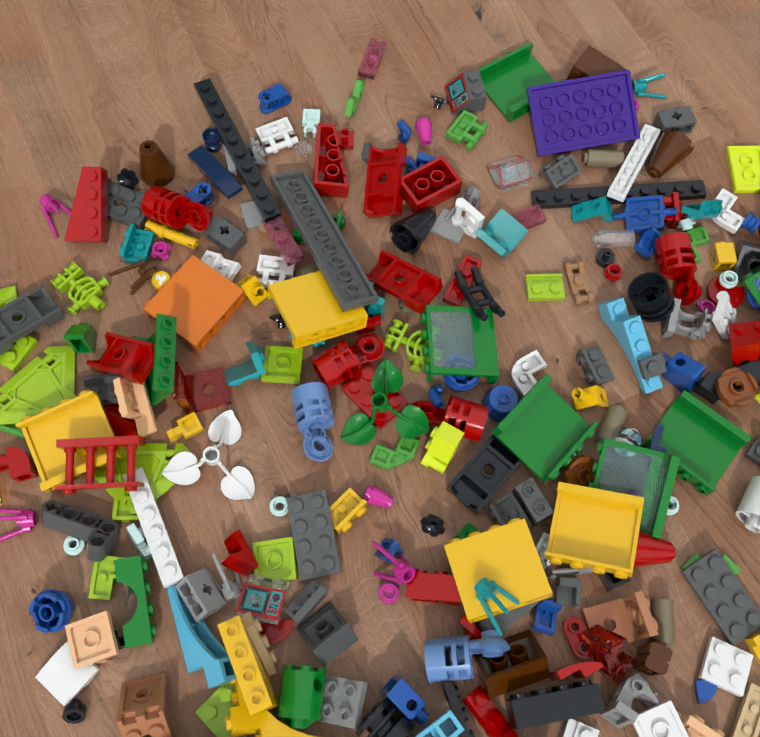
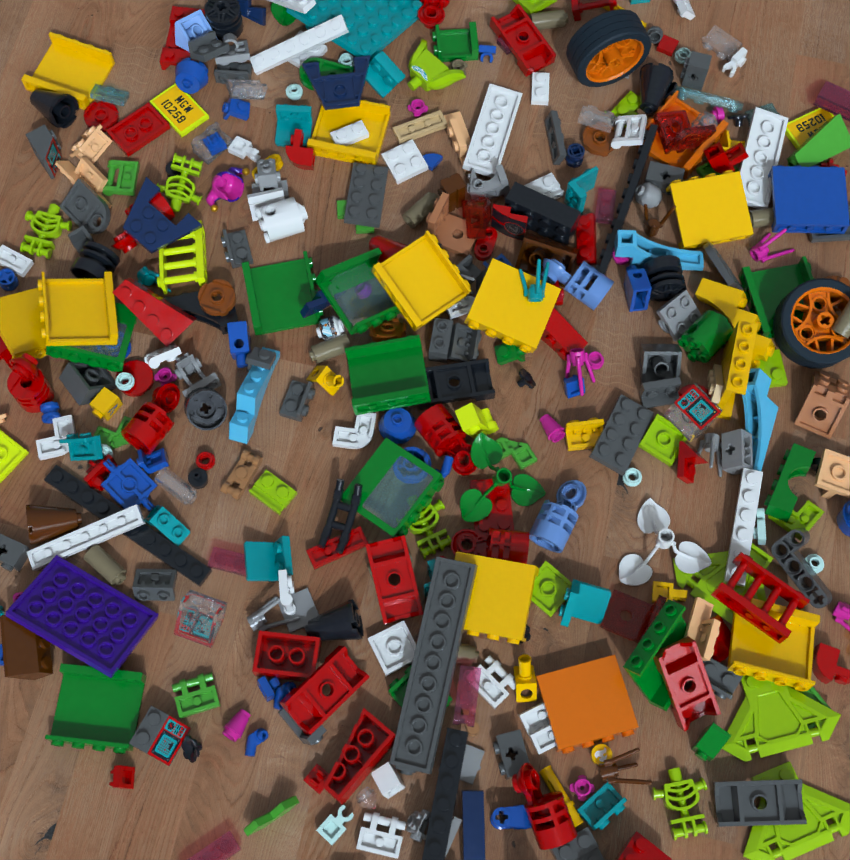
camera: 140 degrees left, 0 degrees up
(297, 161) = (388, 780): none -> white panel
(365, 244) = (393, 647): none -> white plate
(465, 60) = (123, 777): none -> red tile

